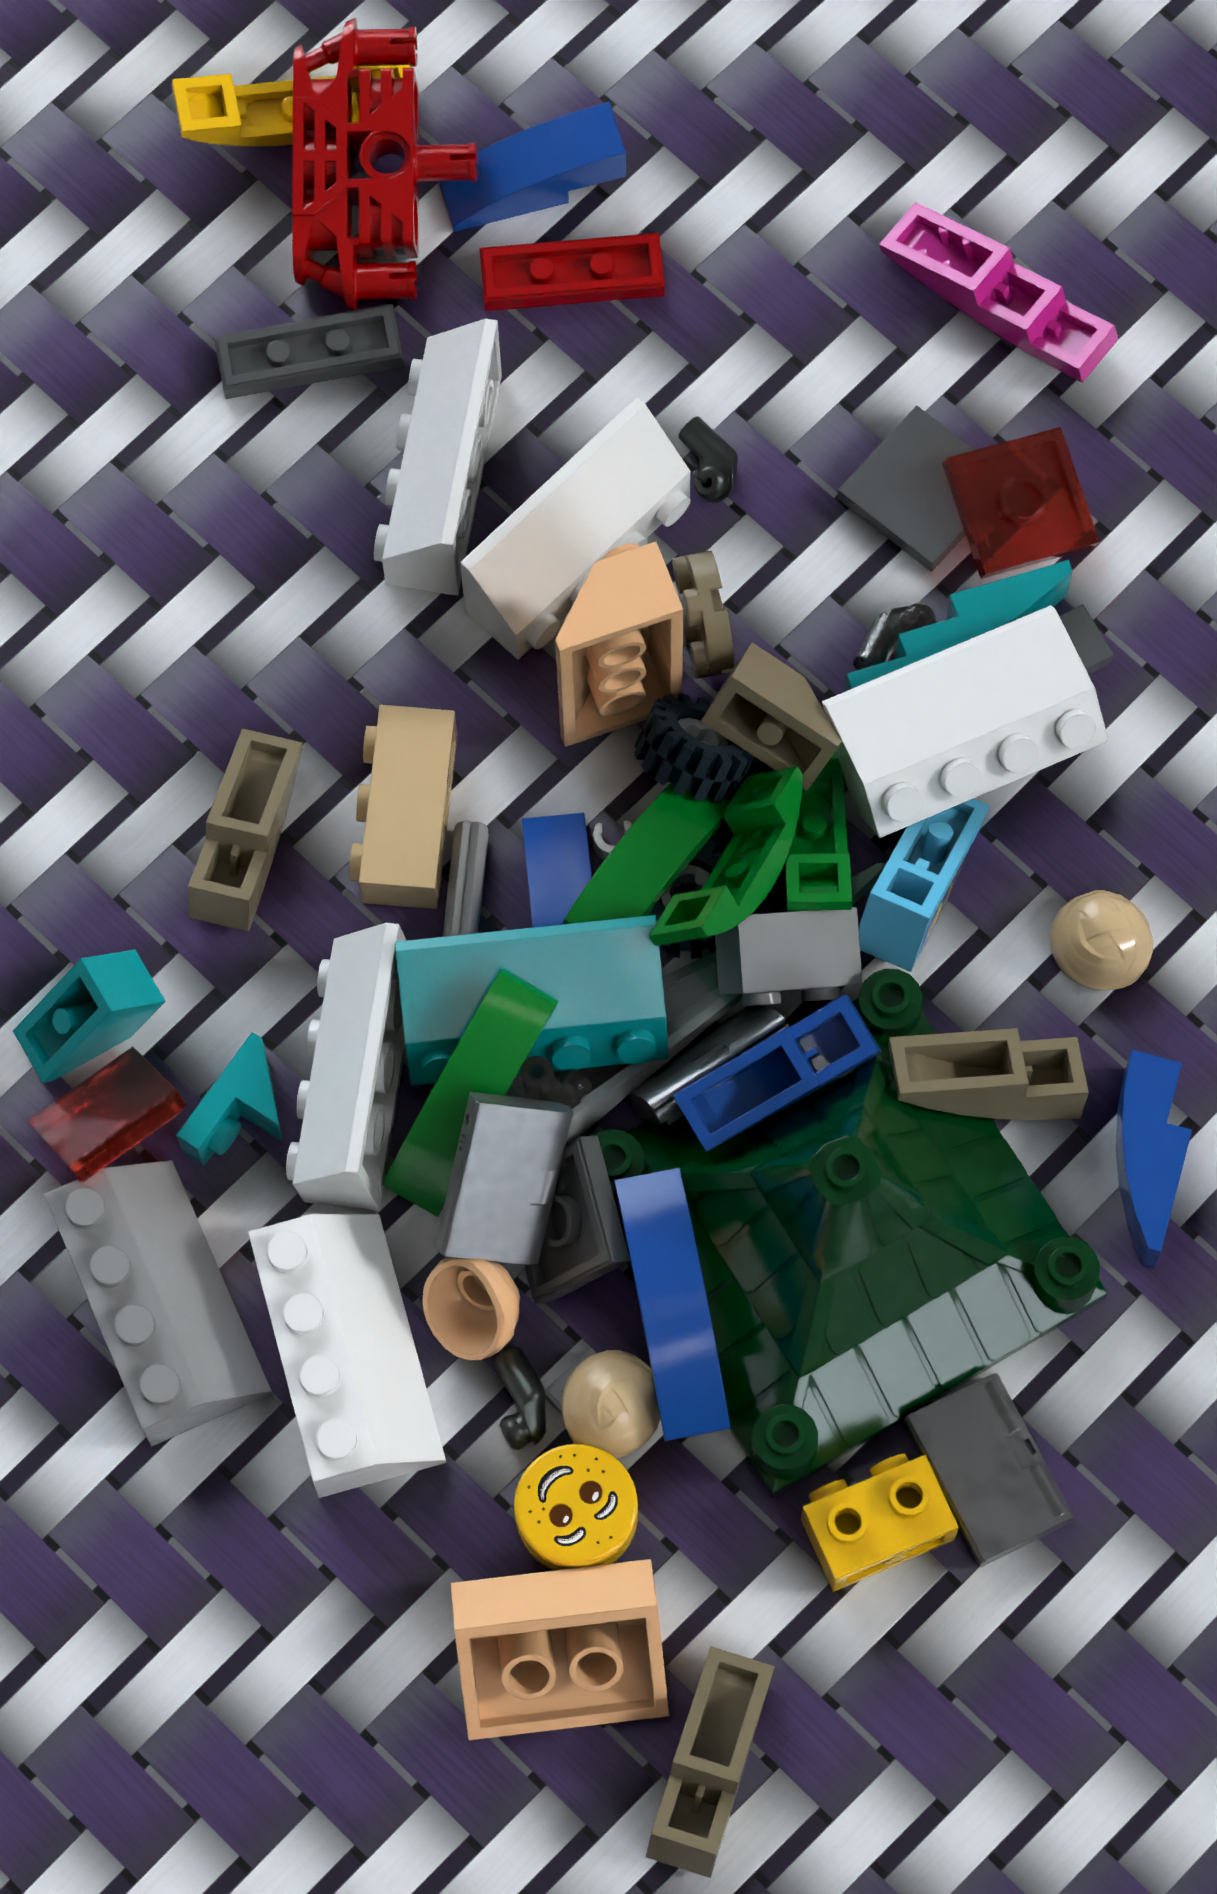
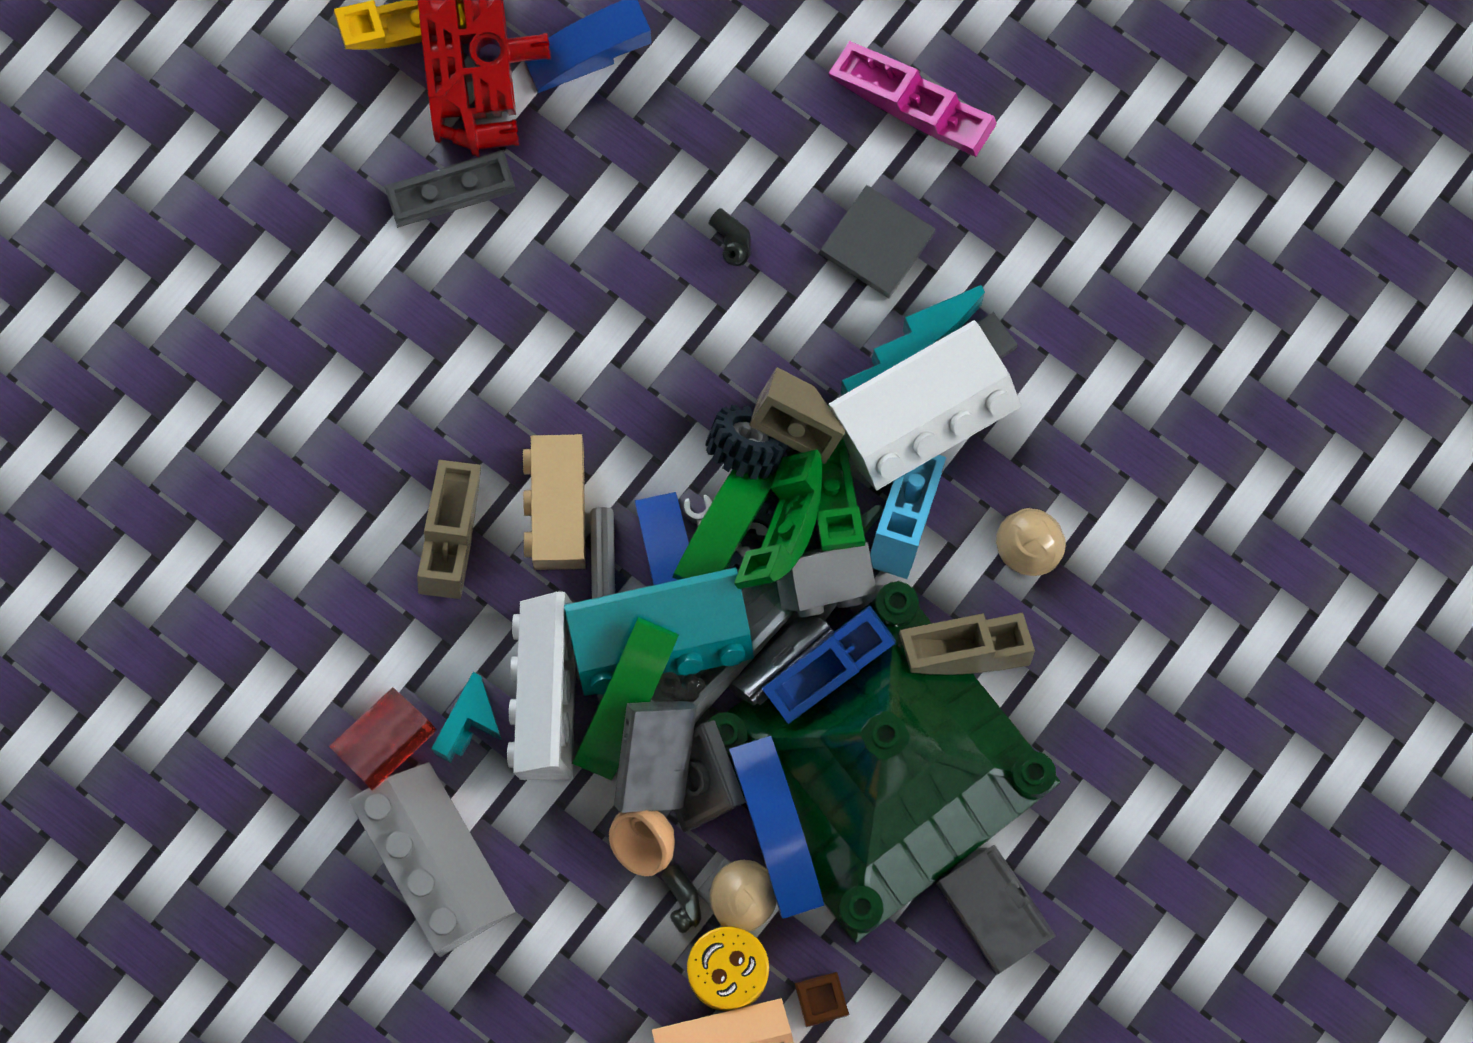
camera: 10 degrees left, 5 degrees up
(88, 1013) = (360, 669): teal slope -> none
(346, 1350) = (562, 879): white slope -> none
(441, 460) = (550, 258): white slope -> none
(572, 272) = (622, 113): red tile -> none
(601, 499) = (649, 300): white slope -> none
(619, 644) = (690, 381): light nougat slope -> none
(704, 619) = (741, 349): dark tan plate -> none
(711, 1572) = (821, 999): none -> reddish brown tile
(878, 1520) = (928, 953): yellow brick -> none
(884, 632) = (864, 344): clear smoke arm -> none
(1020, 502) = (944, 245): clear red tile -> none
(1149, 1150) = (1078, 684): blue slope -> none

